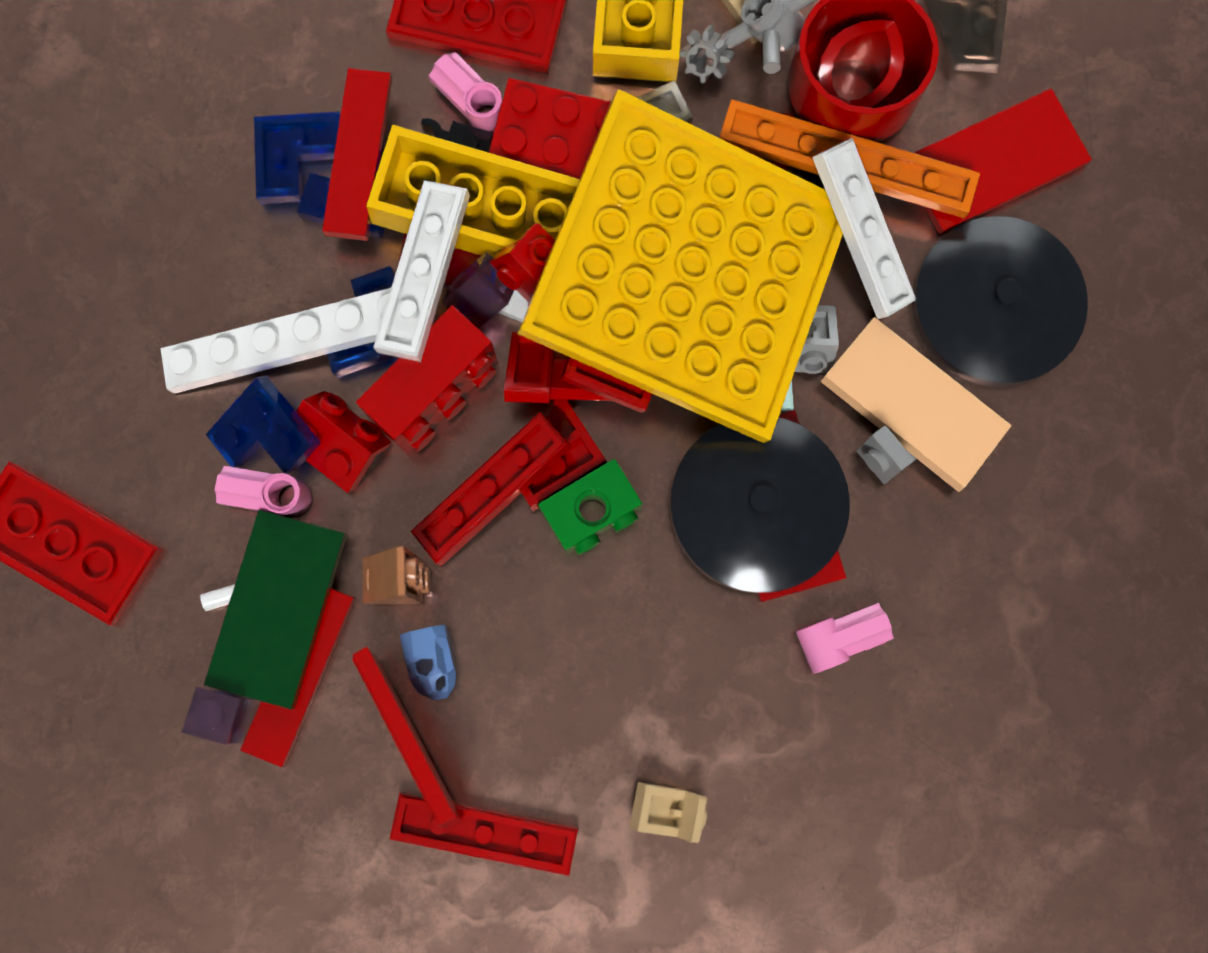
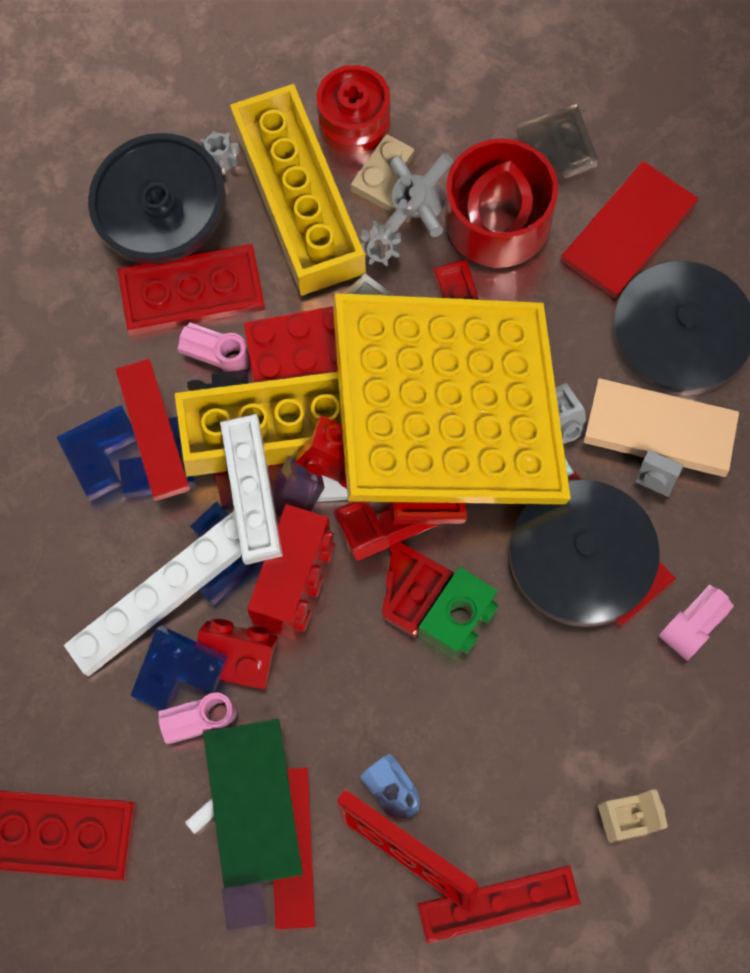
camera: 20 degrees left, 10 degrees down
(395, 578) = (336, 732): nougat slope -> none
(490, 489) = (375, 634): red tile -> none
(864, 228) = (561, 317): white tile -> none
(888, 168) = (524, 272): orange plate -> none

